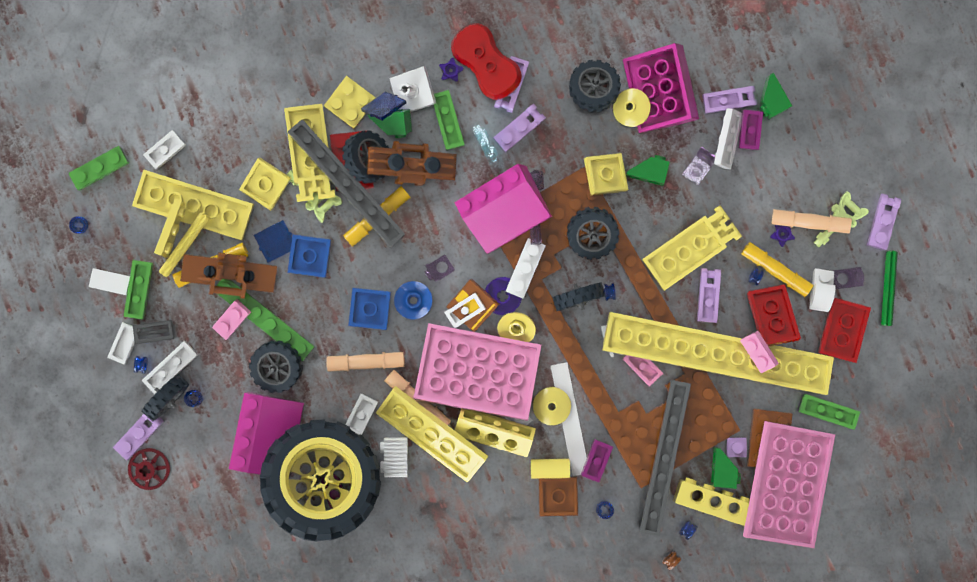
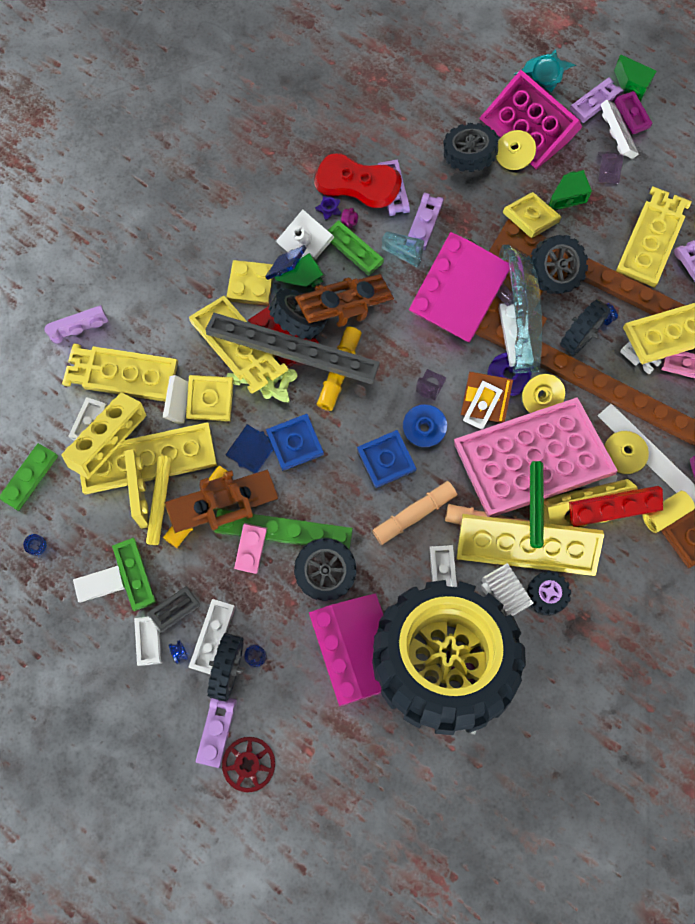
camera: 25 degrees left, 15 degrees down
(163, 180) = (104, 435): none -> light yellow brick
(195, 62) = (76, 324): none -> lavender plate
(209, 123) = (120, 372): none -> light yellow hinge
(238, 171) = (176, 400): none -> white tile
(420, 473) = (552, 585): none -> black wheel
(450, 411) = (536, 505): none -> green axle
(459, 91) = (349, 217): none -> magenta plate
(509, 445) = (616, 506): none -> red plate
(541, 251) = (527, 309): none -> clear light blue windscreen
(701, 51) = (546, 70): none -> teal hair

